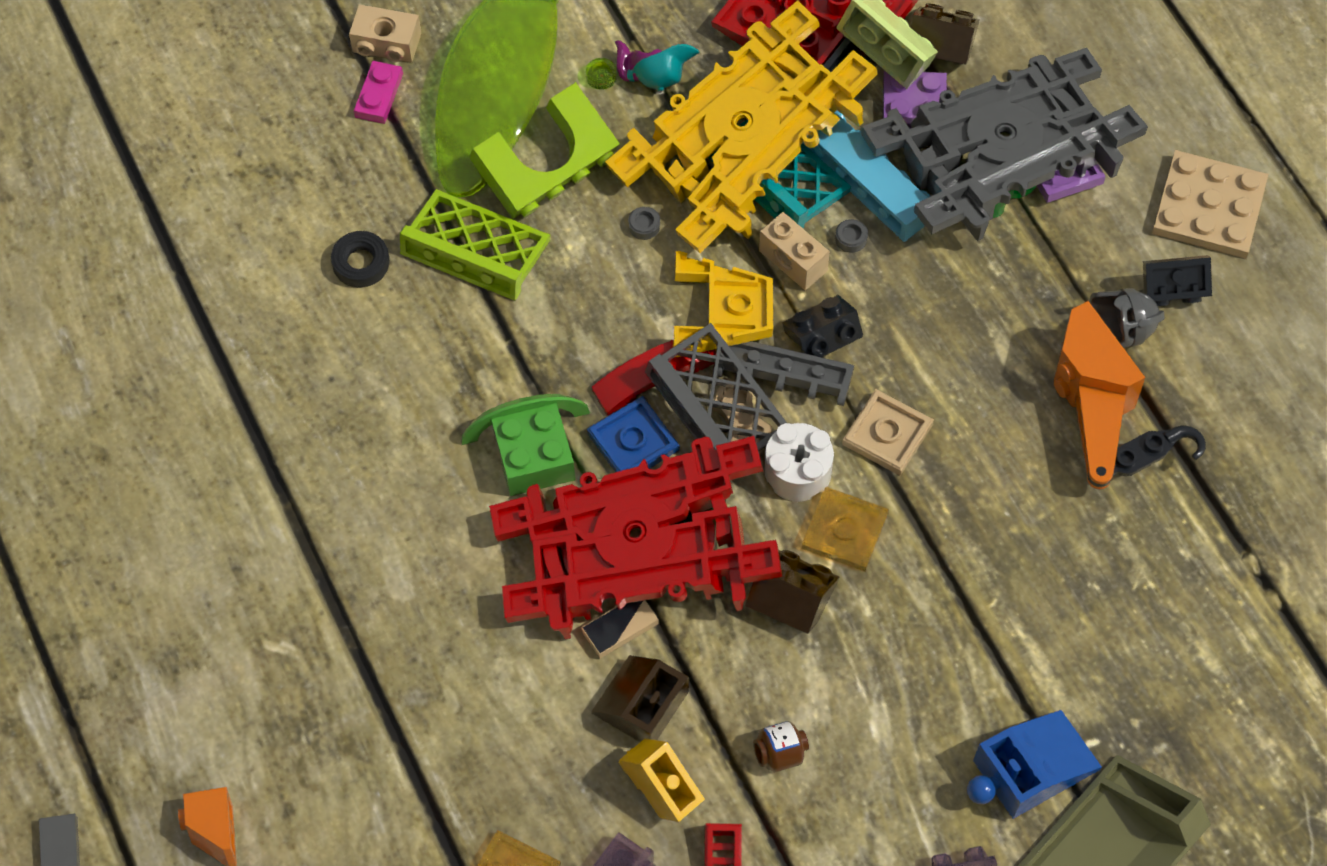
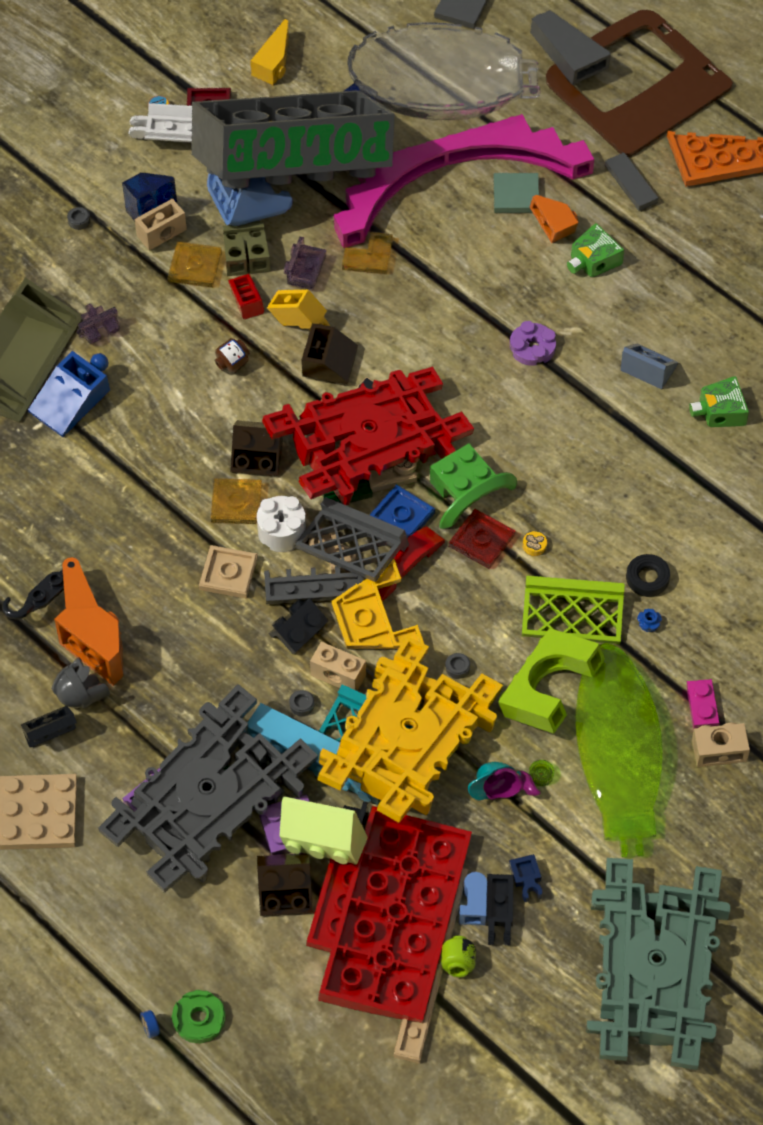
camera: 160 degrees right, 5 degrees down
(141, 450) = (721, 404): none -> bright green torso
(183, 749) = (595, 252): none -> bright green torso
(201, 545) = (647, 365): none -> sand blue slope
(342, 654) = (536, 333): none -> medium lavender plate
(391, 210) = (649, 625): none -> blue plate
(479, 346) = (534, 543): none -> yellow tile
(543, 369) = (482, 538): none -> clear red tile

